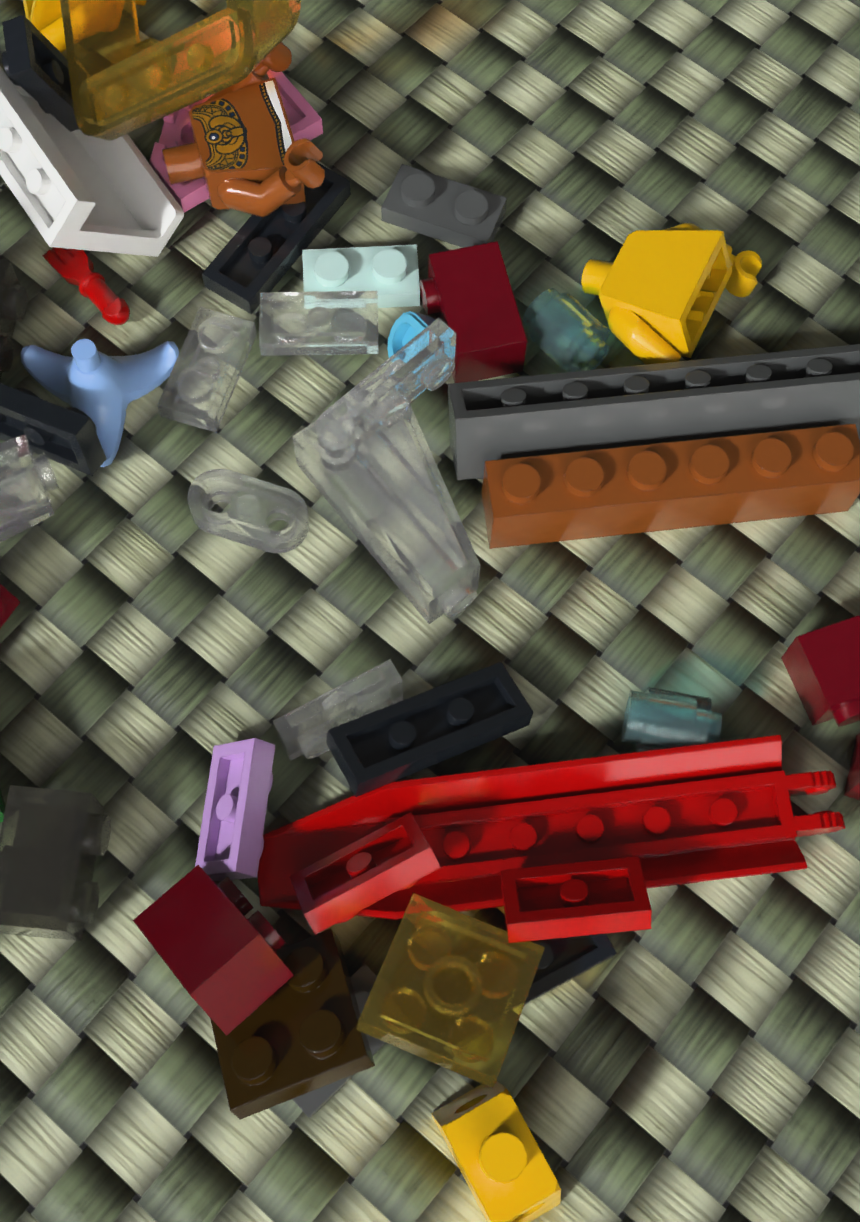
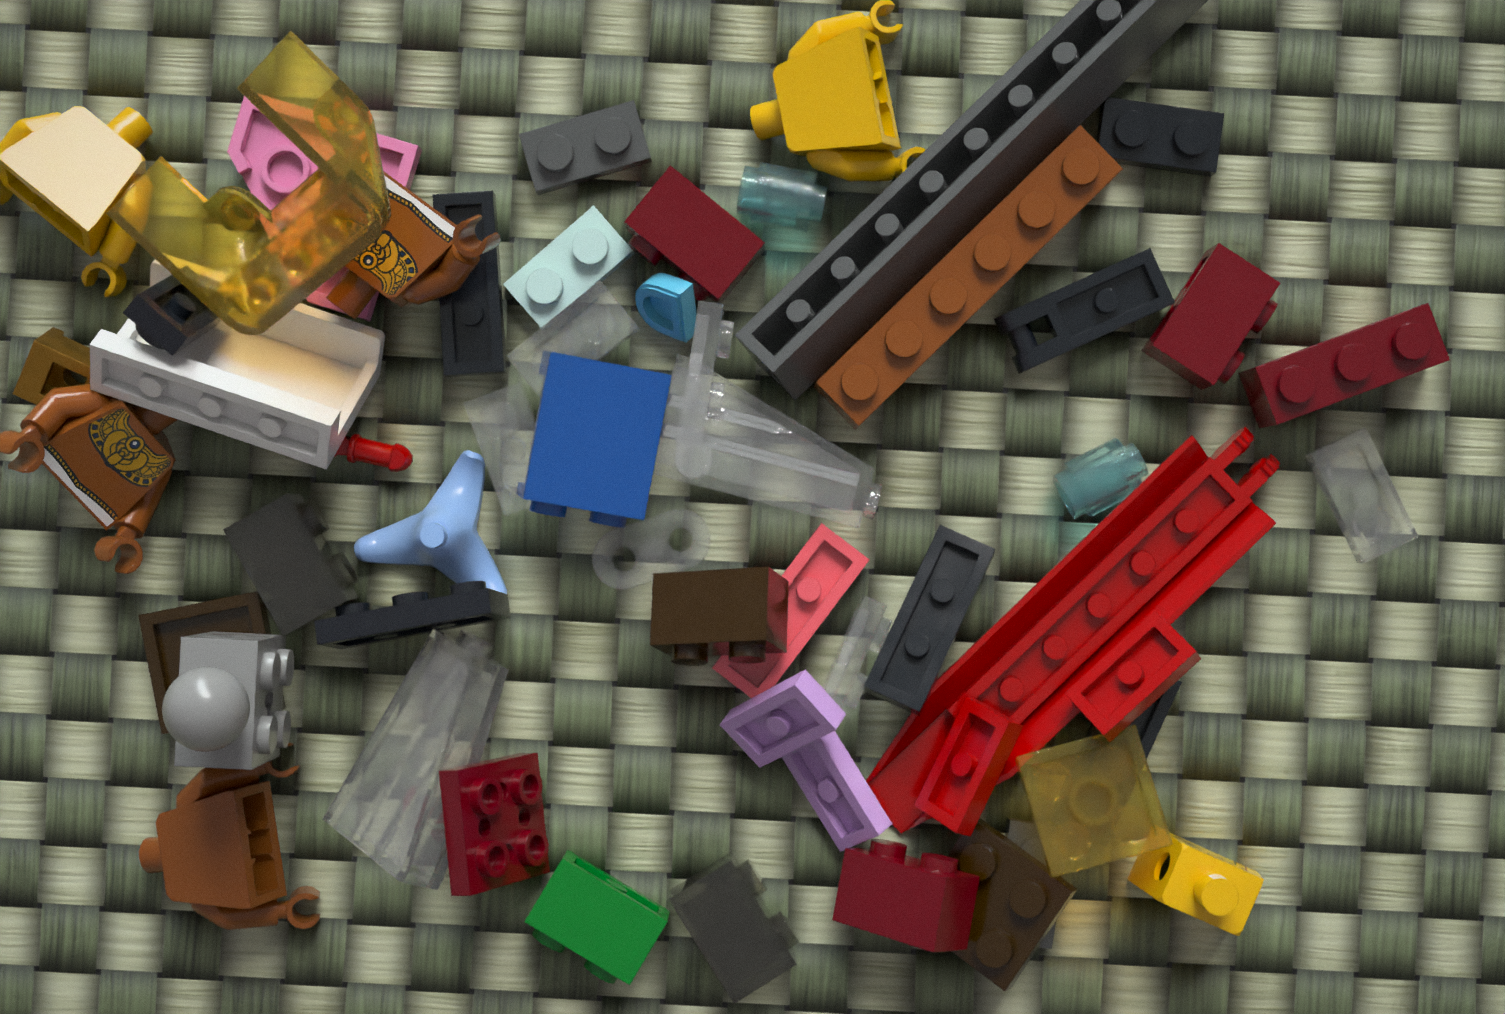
camera: 35 degrees left, 20 degrees up
(237, 704) = (783, 719): none -> lavender plate
(258, 586) = (719, 614): none -> dark brown brick
(268, 379) = (594, 439): none -> blue panel
(317, 642) = (815, 585): none -> coral plate
(755, 583) = (1087, 309): none -> black plate

